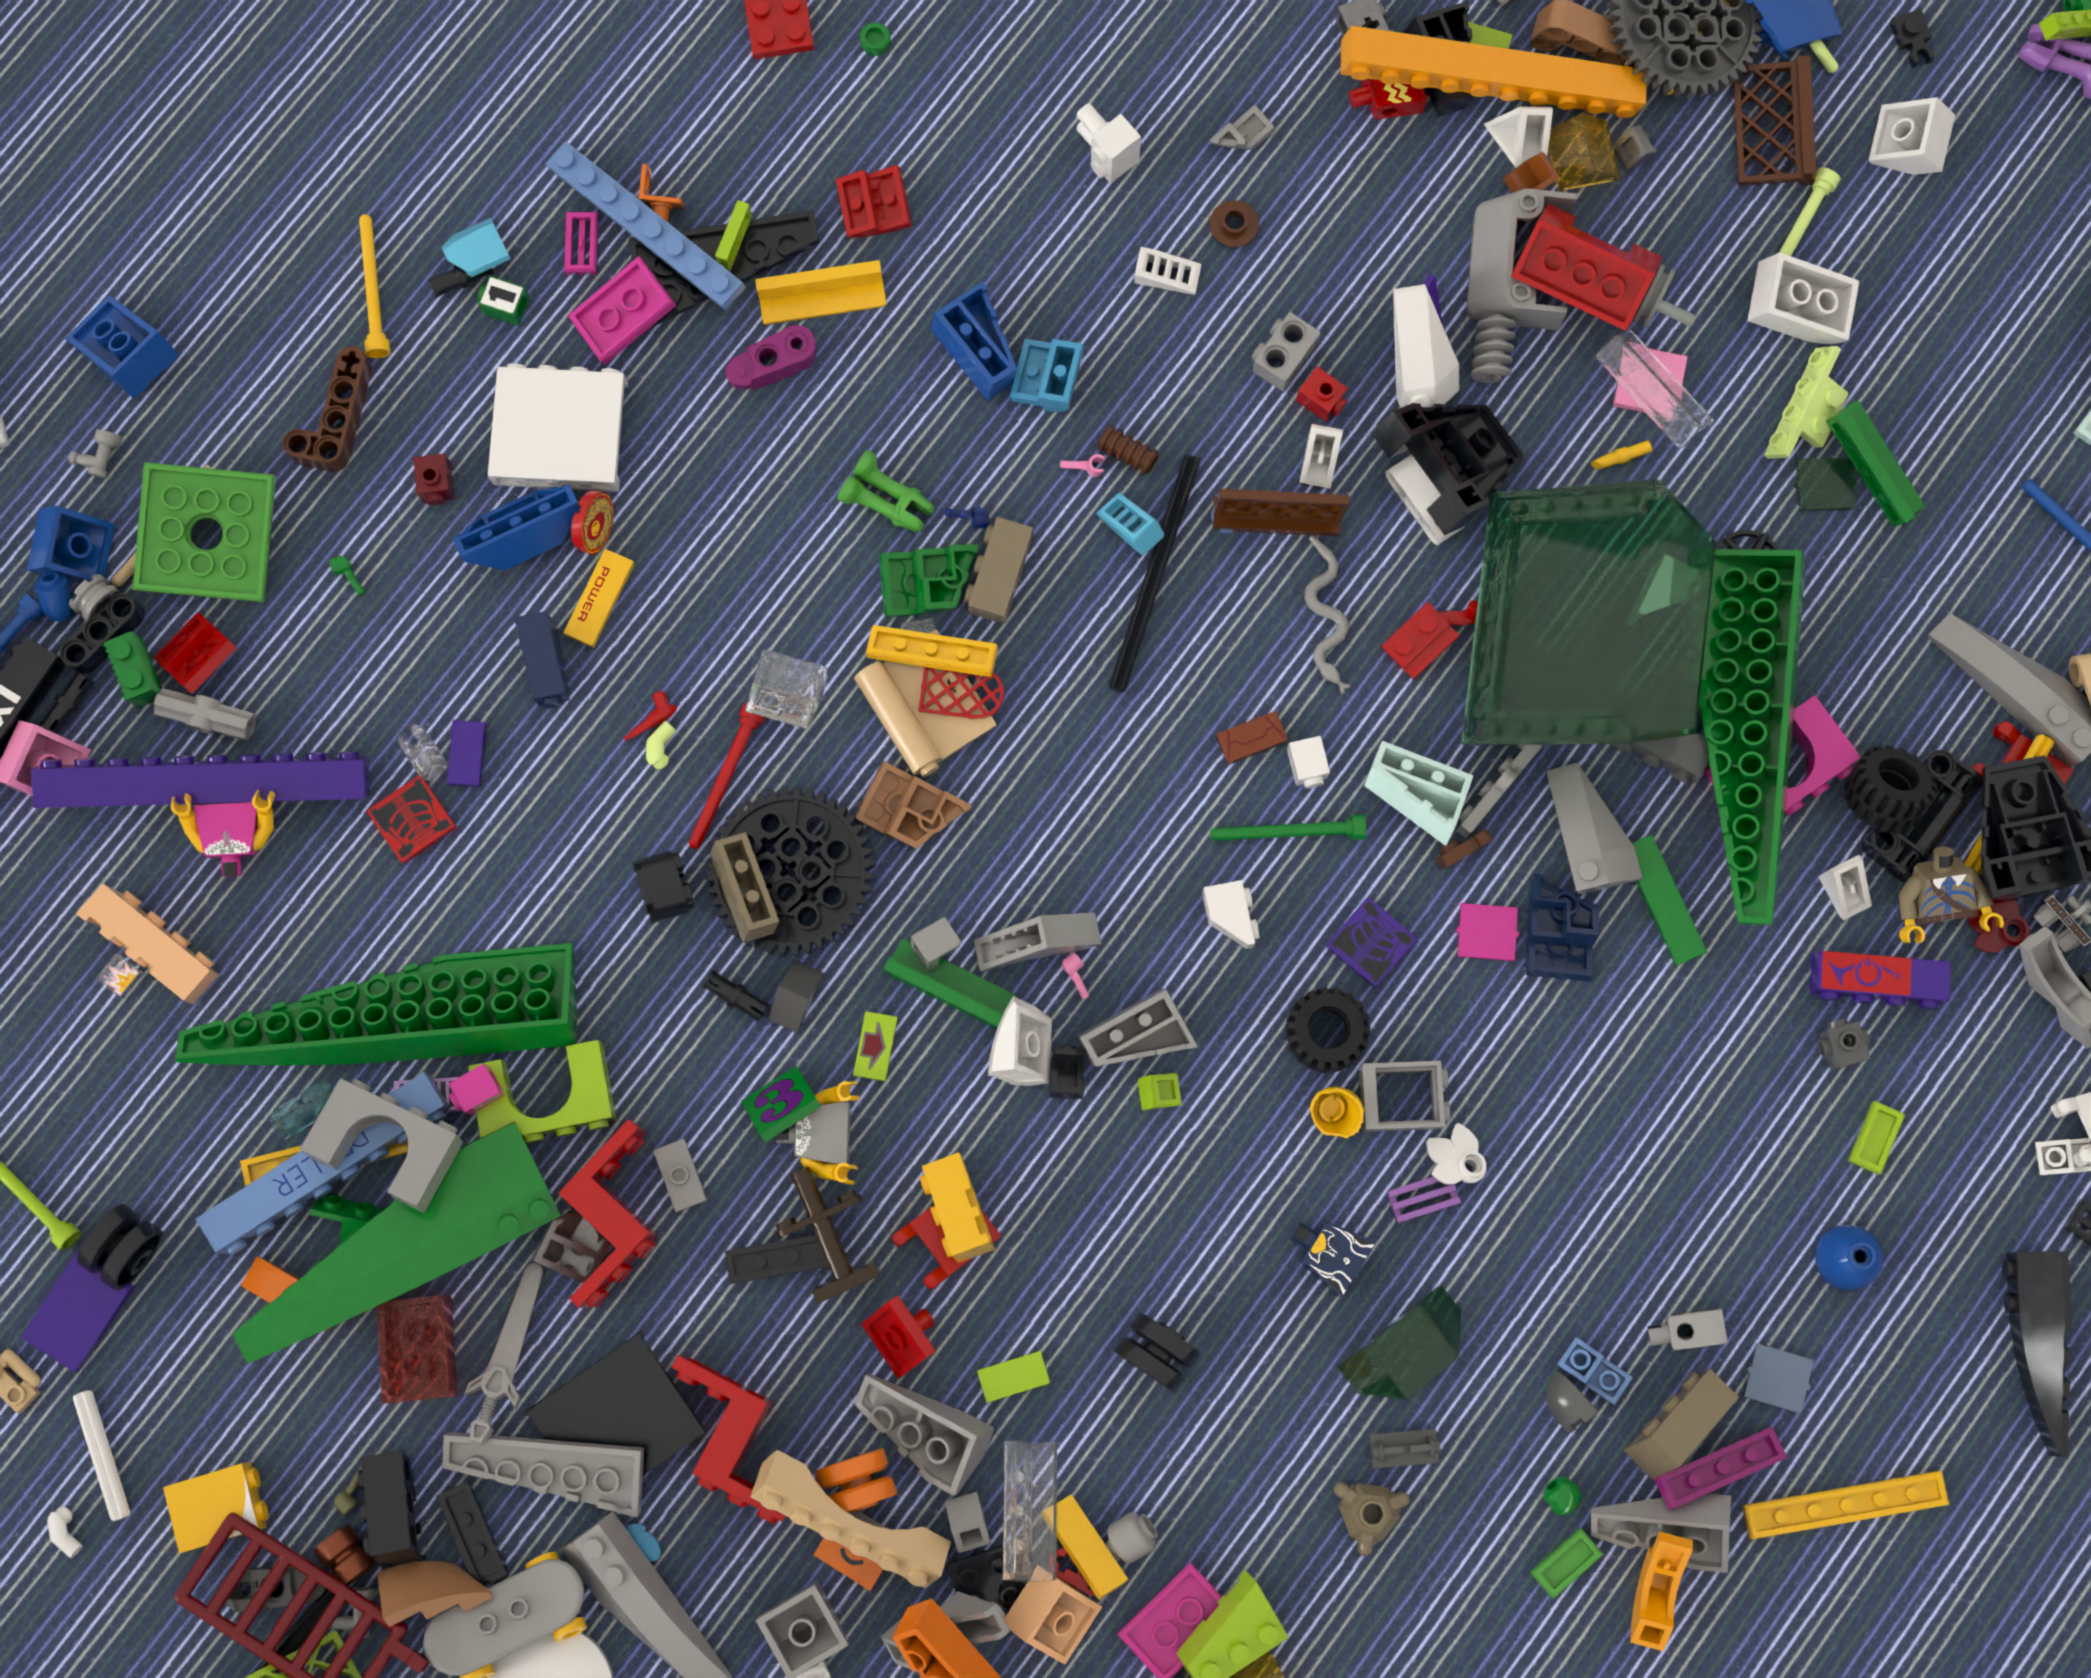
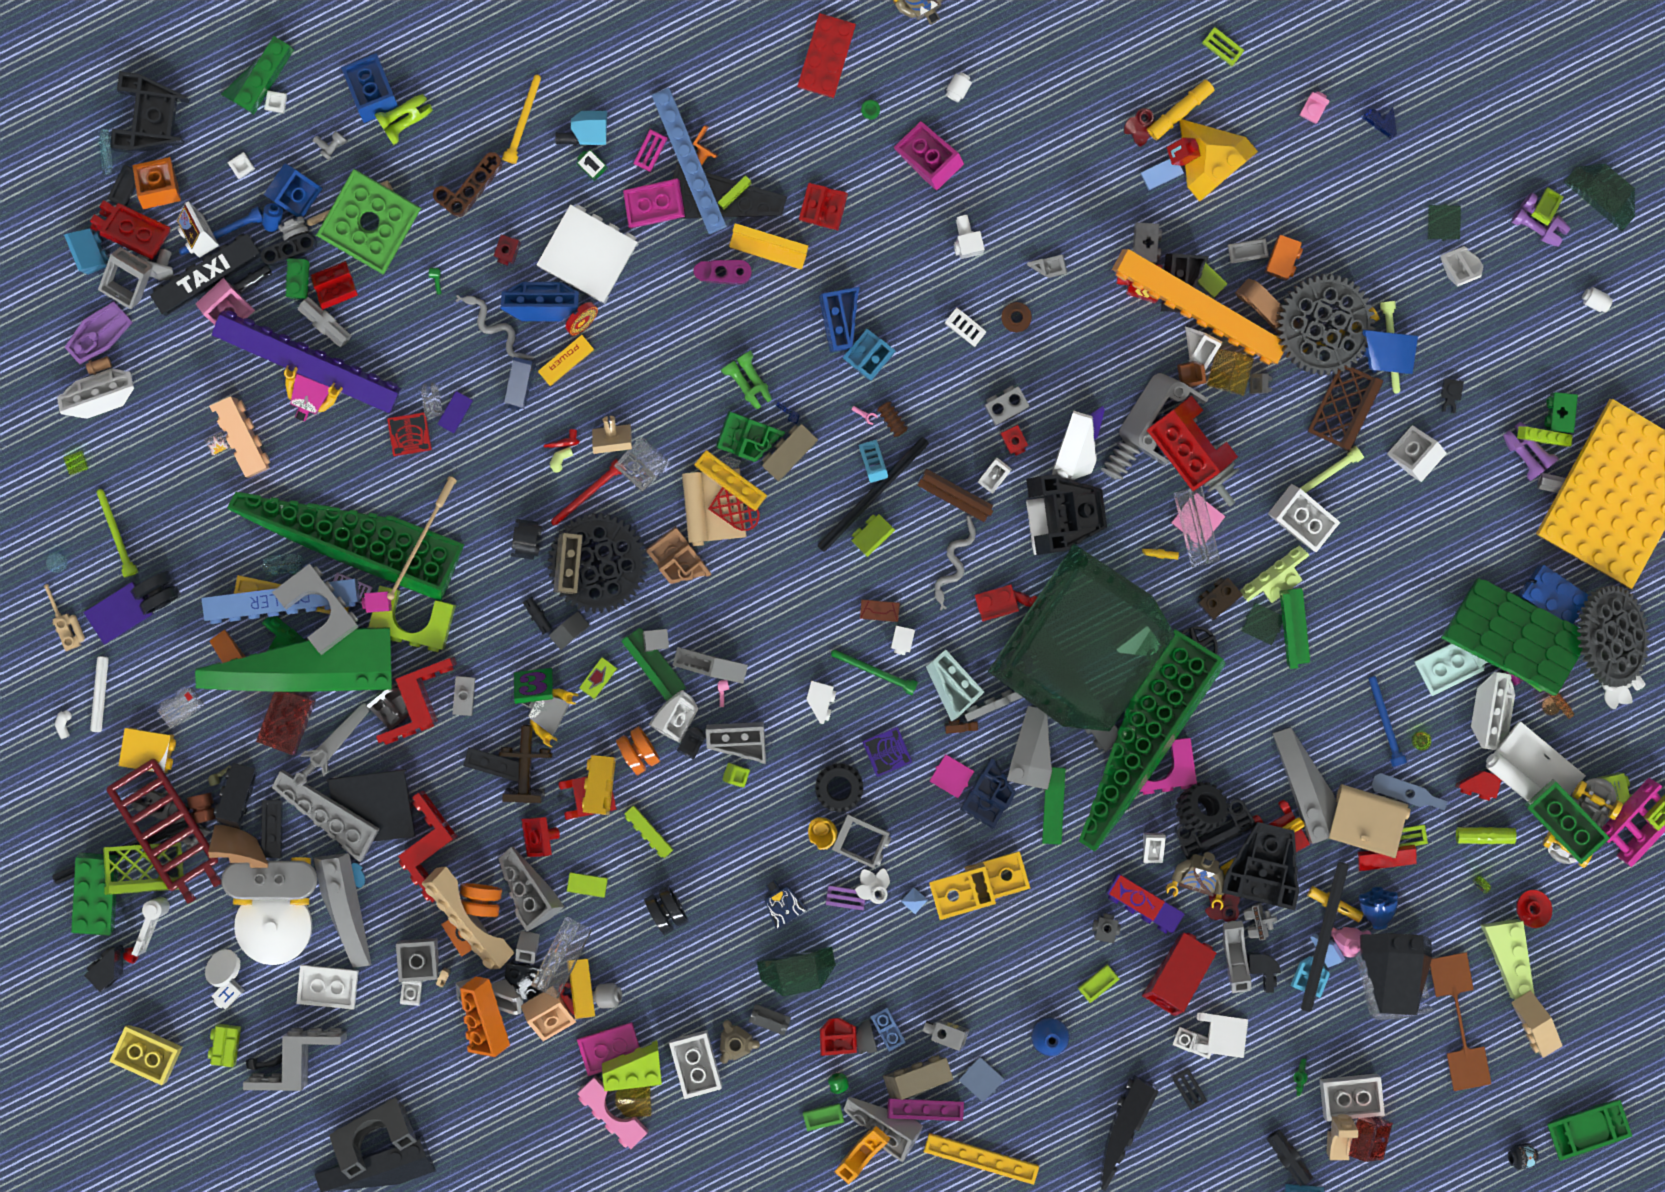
camera: 30 degrees right, 10 degrees up
(206, 354) = (408, 107): none -> lime piece
(239, 1411) = (181, 707): none -> clear brick
(416, 578) = (471, 300): none -> light grey animal
(505, 897) = (439, 503): none -> tan piece
(721, 671) = (611, 437): none -> tan tile
(857, 1640) = (443, 977): none -> tan tile
(988, 1128) = (635, 752): none -> orange wheel
(993, 58) = (929, 155): none -> dark pink slope
(1068, 1245) = (648, 832): none -> lime piece
(1185, 629) = (872, 535): none -> lime slope
(1326, 1578) = (695, 1064): none -> white brick
(1525, 1423) = (837, 1037): none -> red slope
(1529, 1149) = (914, 900): none -> light blue slope
(1620, 1070) = (979, 885): none -> yellow bracket
(1743, 475) = (1219, 598): none -> dark brown brick
(1993, 1061) = (1179, 974): none -> red slope

